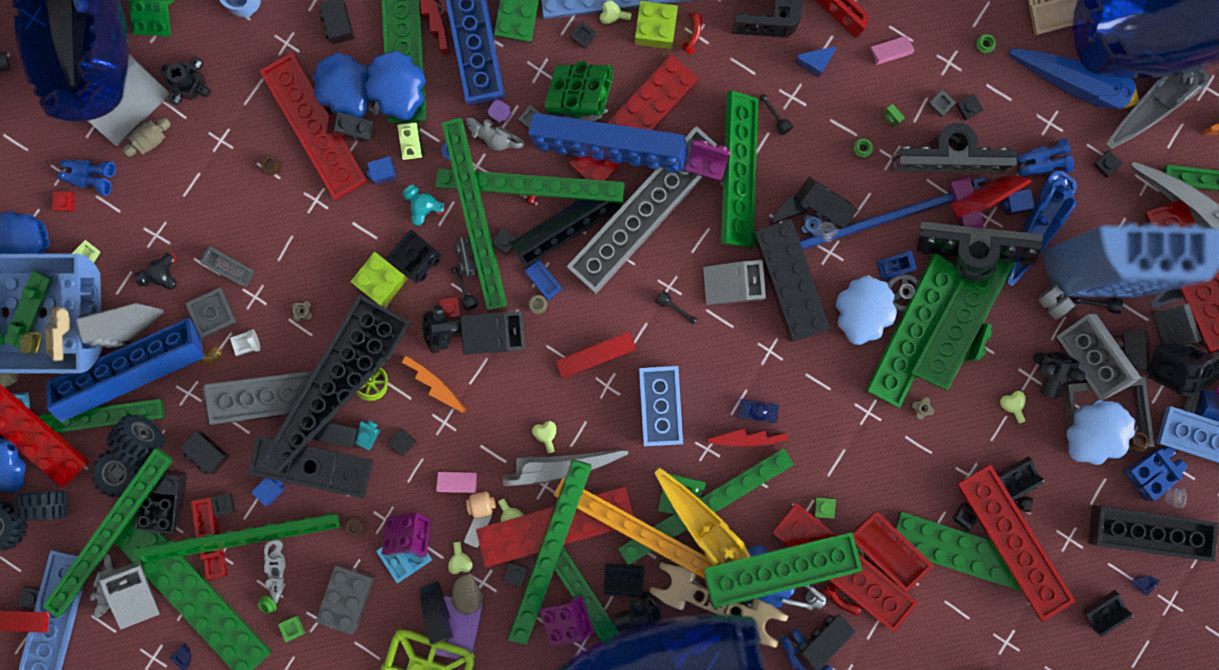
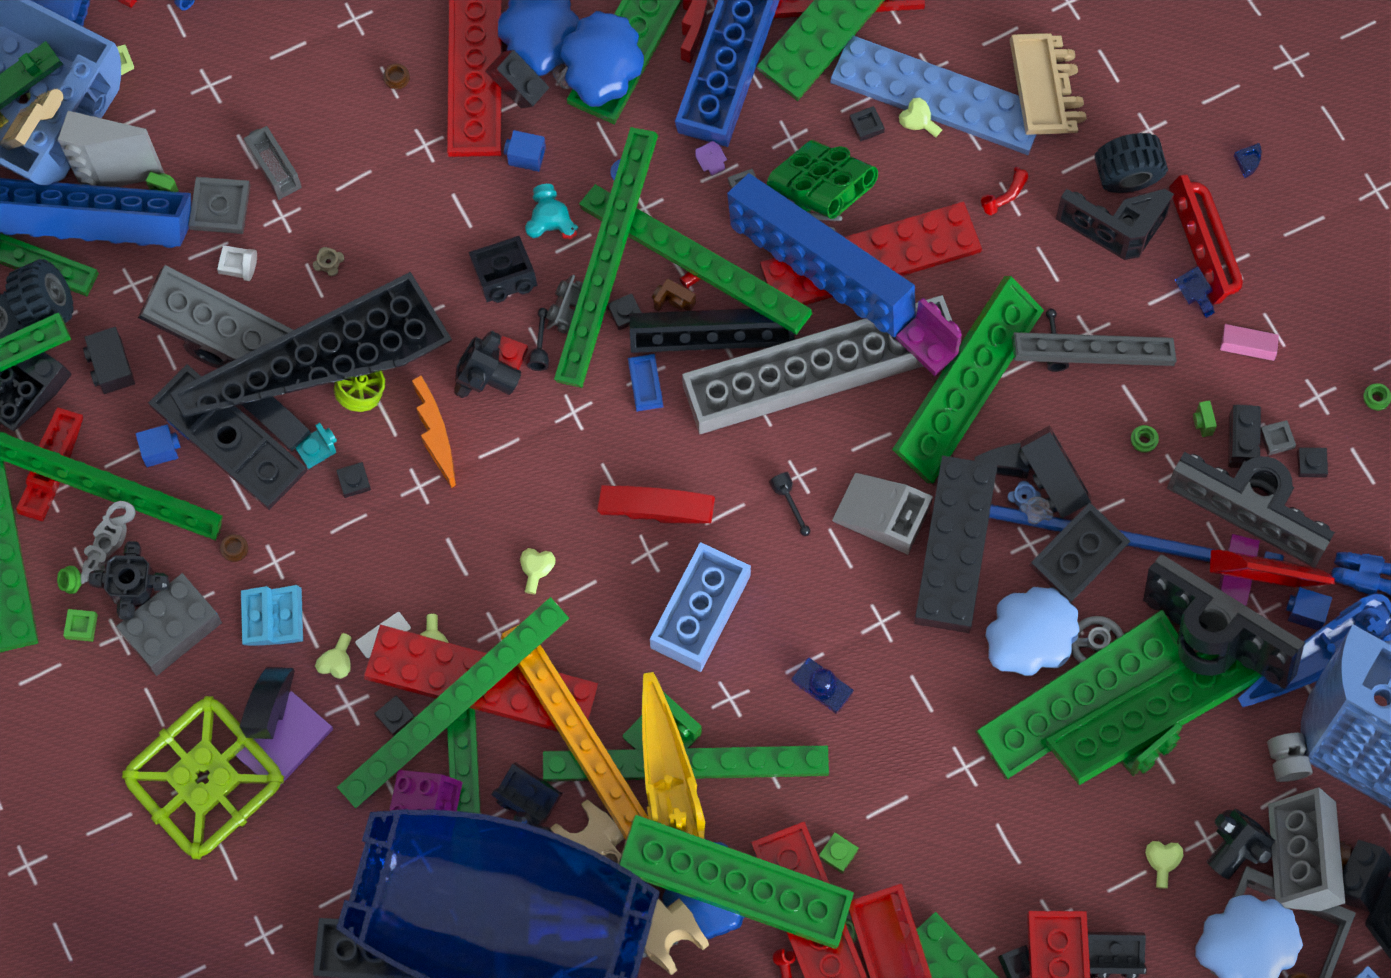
camera: 30 degrees right, 15 degrees down
(158, 273) = (186, 126): black animal -> none
(166, 319) = (161, 182): none -> bright green plate
(211, 356) = (186, 254): clear yellow arm -> none
(222, 504) = (91, 432): black plate -> none
(305, 591) = (129, 580): none -> black piece
(379, 279) = (444, 272): lime brick -> none
(406, 534) = (294, 585): magenta bracket -> none
(409, 137) = (577, 136): yellowish green hips -> none
(456, 482) = (390, 564): bright pink slope -> none
(466, 595) = (320, 701): dark tan hair -> none
(480, 505) = (403, 604): light nougat head -> none
(492, 332) = (544, 405): black slope -> none
(495, 138) = (686, 185): light grey animal -> none
(532, 214) = (676, 294): none -> reddish brown bracket
(537, 304) = (620, 407): dark tan plate -> none
(548, 469) = (513, 606): light grey piece -> none
(656, 25) = (964, 157): lime brick -> none
(739, 438) = (777, 703): red slope -> none
(803, 108) = (1093, 349): none -> dark grey tile
(813, 598) = (757, 953): light grey plant -> none
(815, 60) = (1143, 302): blue slope -> none
(842, 33) = (1195, 288): none -> clear blue plate
(868, 245) = (1079, 552): none -> black brick
(897, 265) = (1105, 601): blue slope -> none
(917, 406) = (1039, 805): dark tan plate -> none
(923, 114) = (1243, 434): none -> black brick
(1114, 305) = (1366, 806): black hinge -> none

